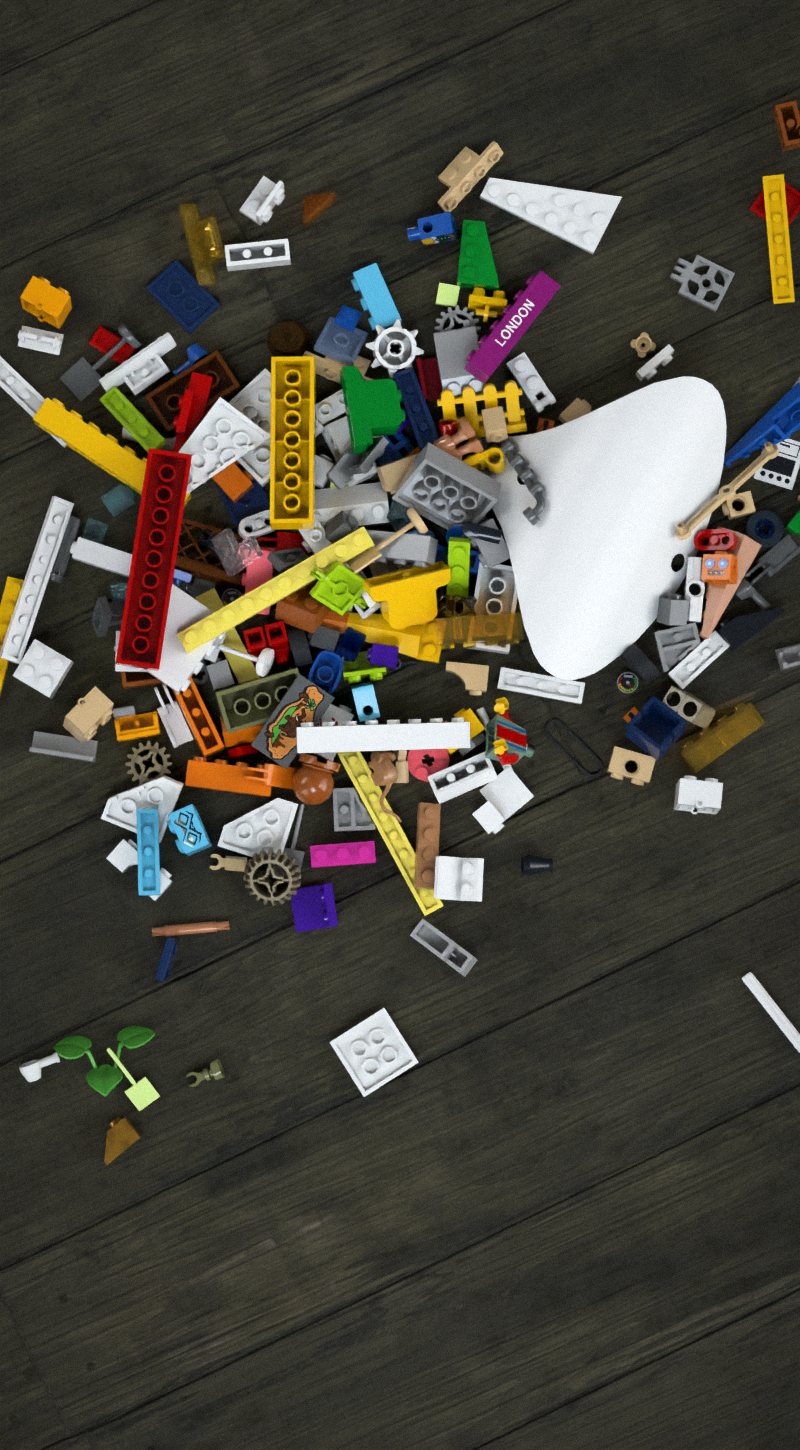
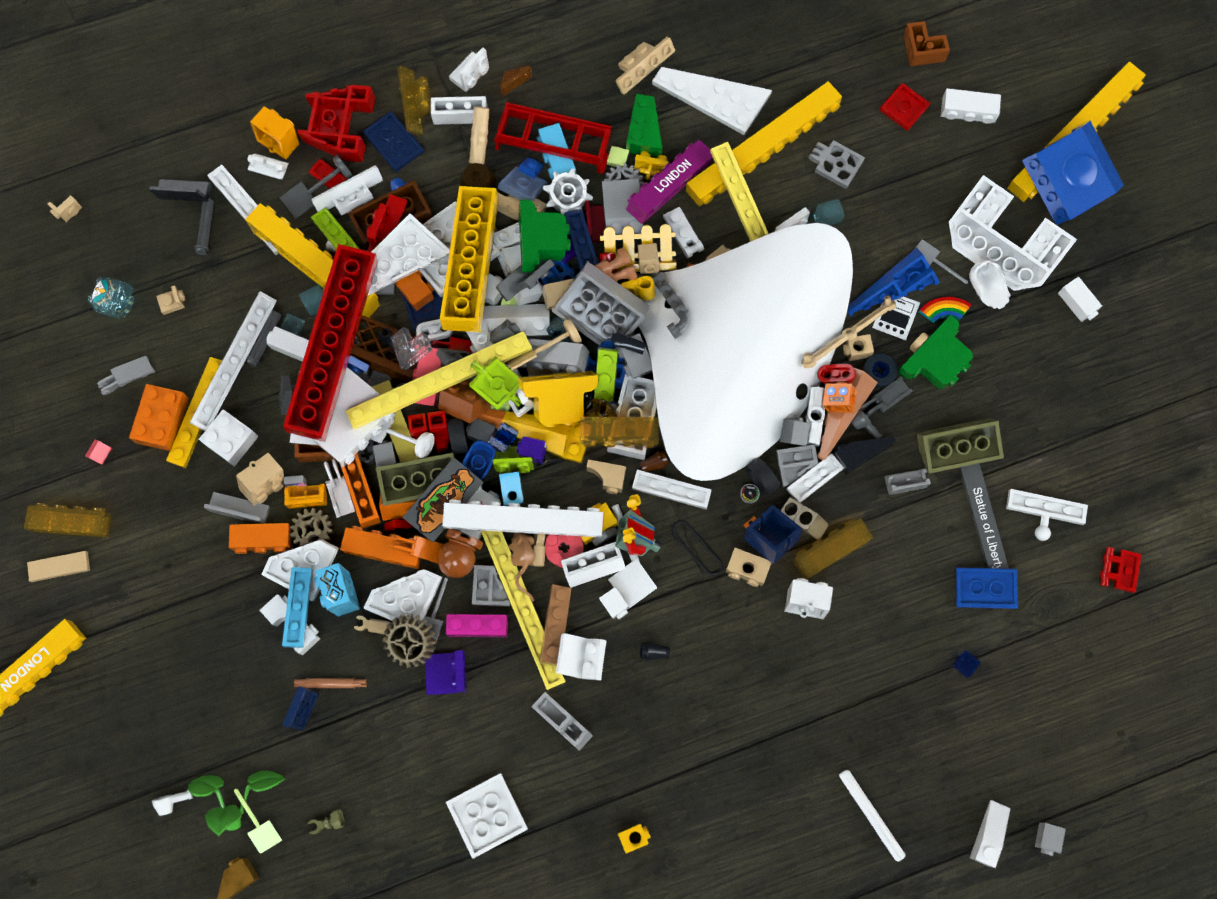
camera: 10 degrees right, 10 degrees down
(94, 778) = (260, 538): none -> orange brick
(110, 279) = (332, 119): none -> red wedge
(285, 286) = (479, 135): none -> tan axle
(394, 301) = (548, 118): none -> red piece
(443, 229) = (611, 101): blue torso -> none
(520, 656) = (655, 461): none -> reddish brown cone
(520, 1061) = (624, 837): none -> yellow brick
(594, 337) = (739, 191): none -> light yellow plate
(616, 266) = (768, 140): none -> yellow brick
(649, 345) = (787, 209): tan plate -> none
(696, 346) = (829, 213): none -> clear light blue brick
(778, 239) = (904, 132): yellow plate -> none

